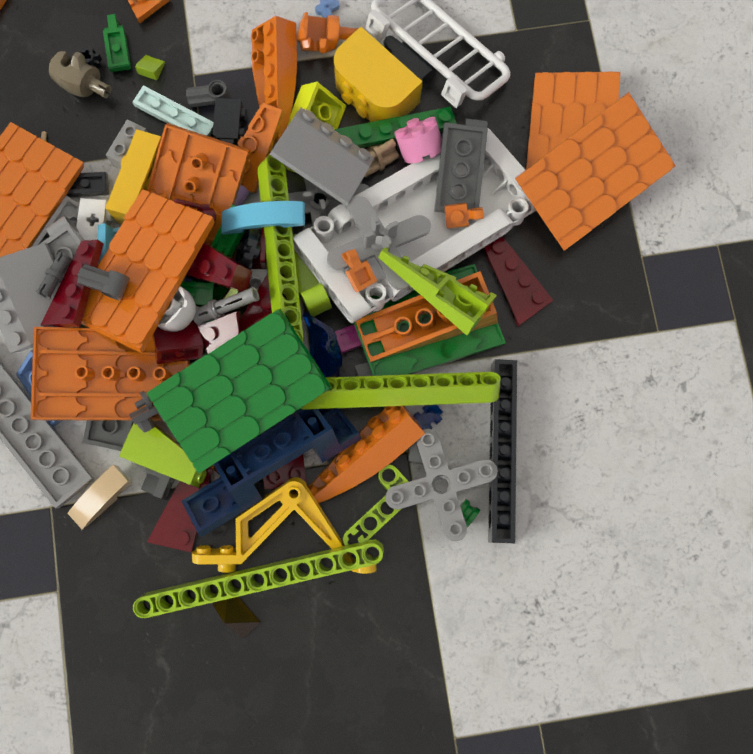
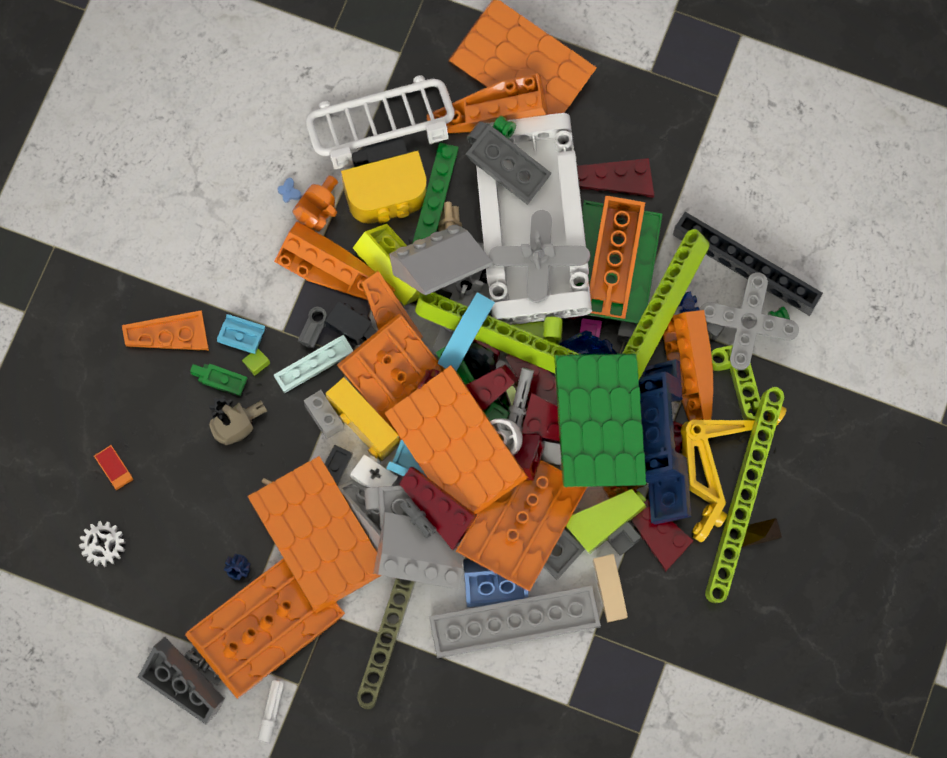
camera: 60 degrees left, 5 degrees down
(109, 283) = (458, 471): dark grey piece -> none
(142, 416) = (568, 503): dark grey hips -> none
(167, 39) = (241, 334): none -> medium azure plate
(360, 272) = (558, 281): orange plate -> none
(419, 139) = (462, 181): bright pink brick -> none
(456, 301) = (621, 225): lime wedge -> none
(458, 215) = (545, 186): orange plate -> none
(495, 146) = (504, 127): none -> green wheel
(518, 131) = (510, 98): none -> orange wedge
(595, 171) = (571, 65): orange piece -> none

